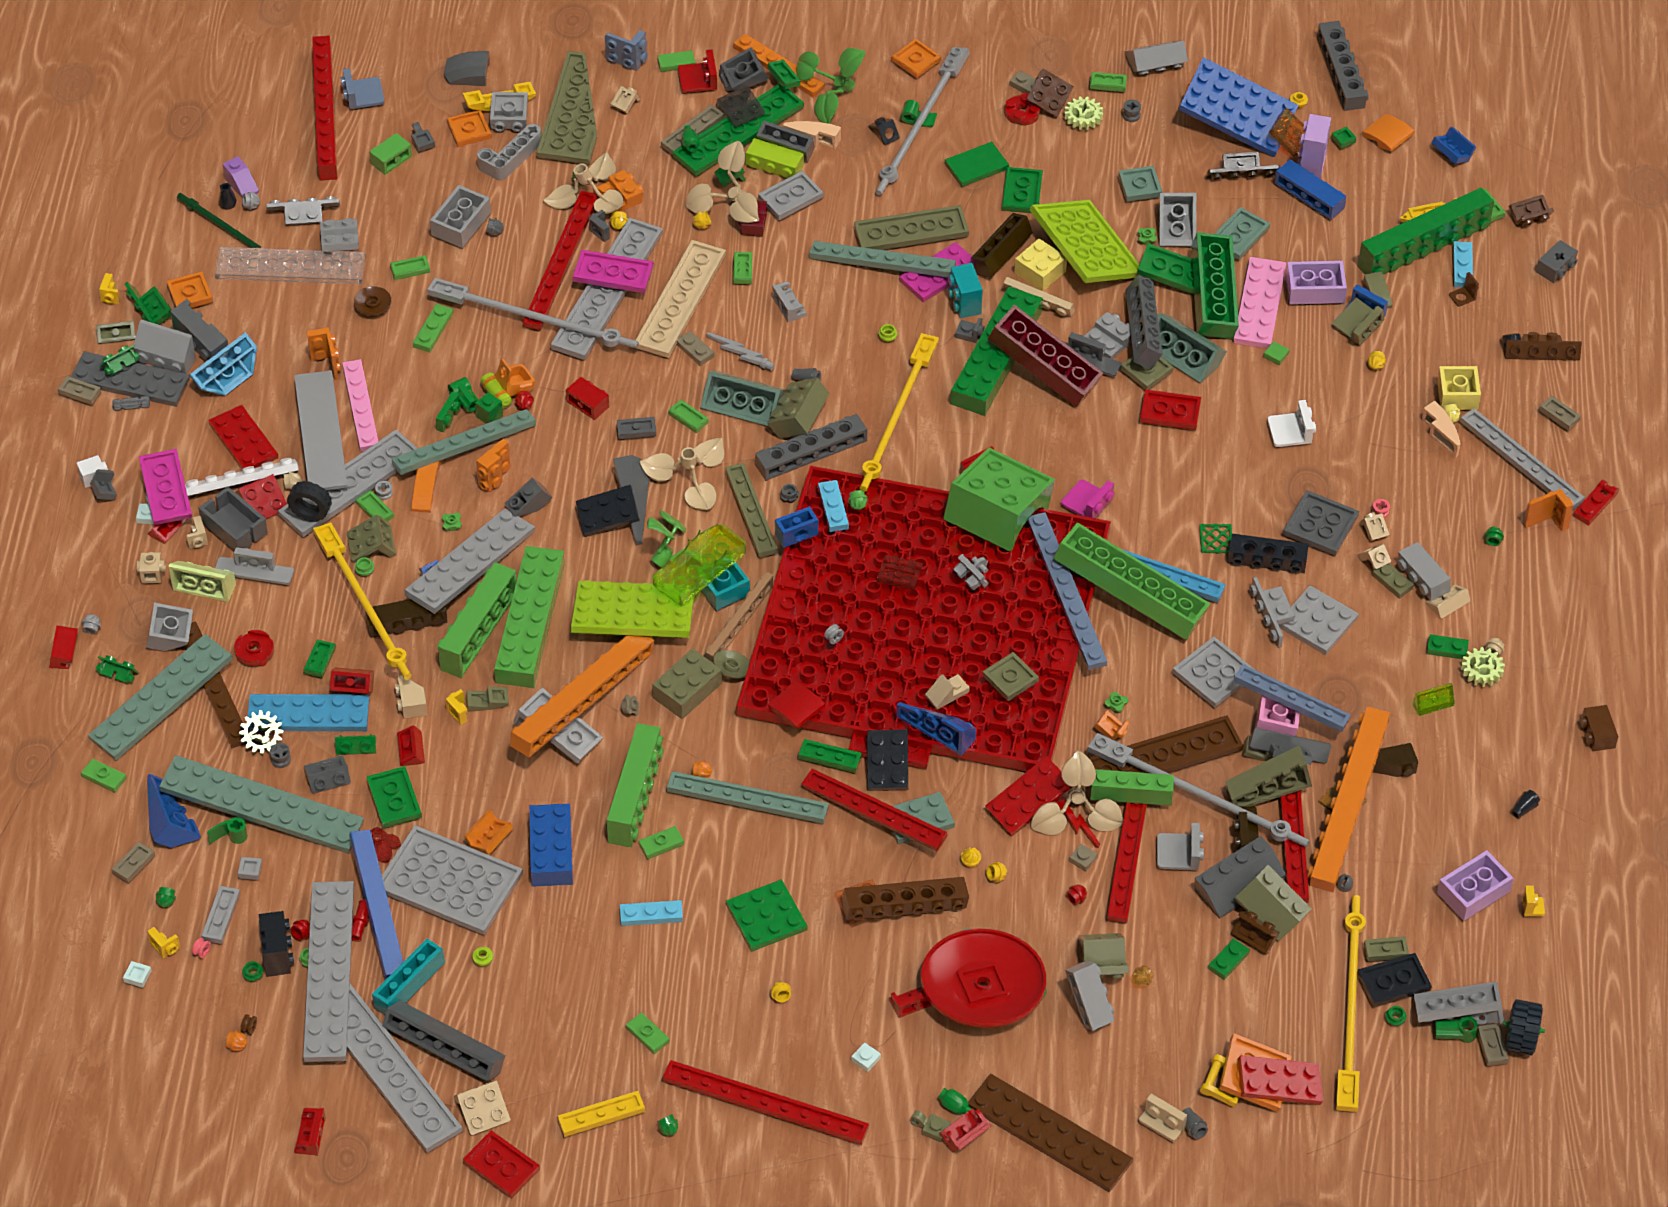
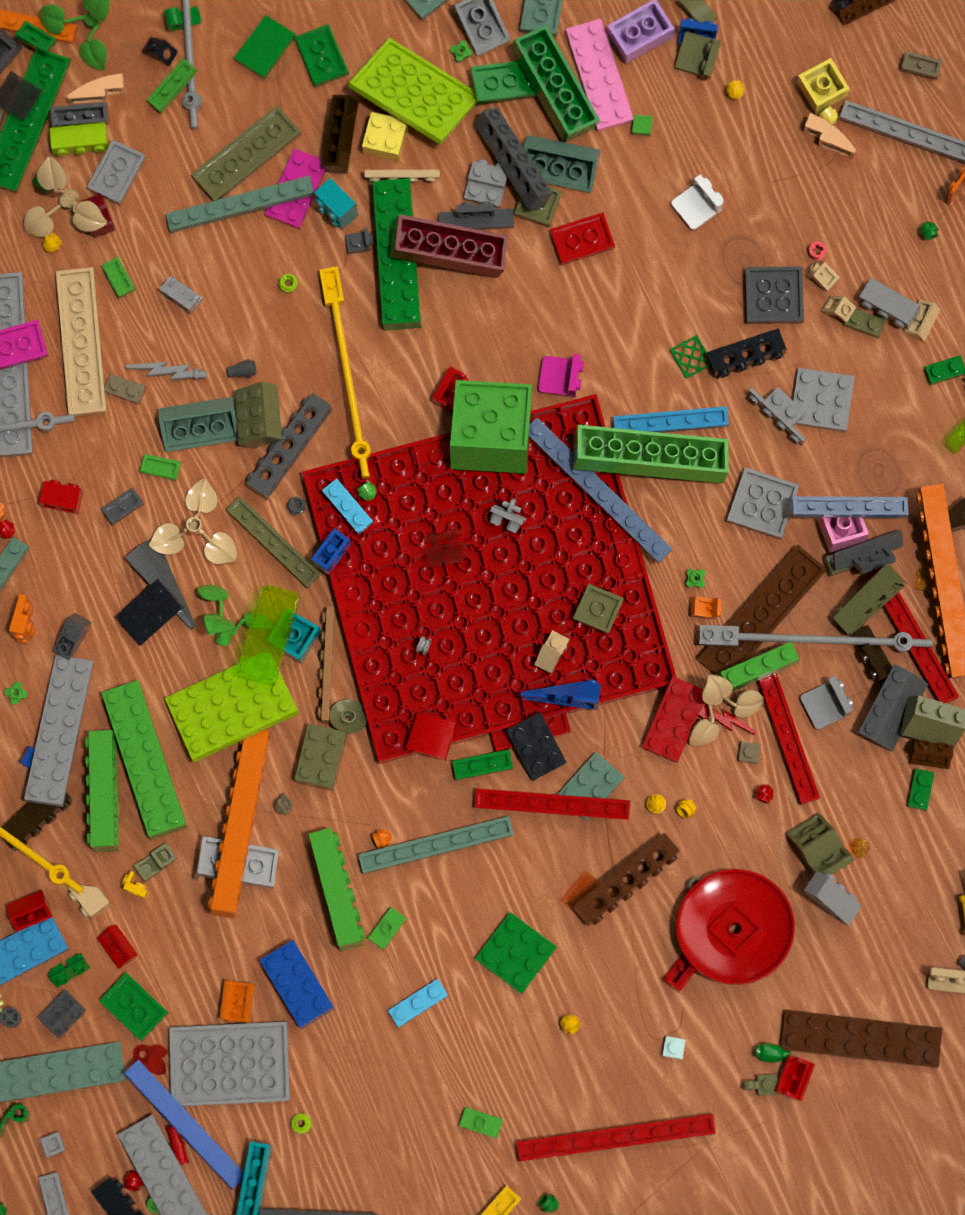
camera: 20 degrees left, 25 degrees up
(879, 154) = (172, 85): none -> bright green plate

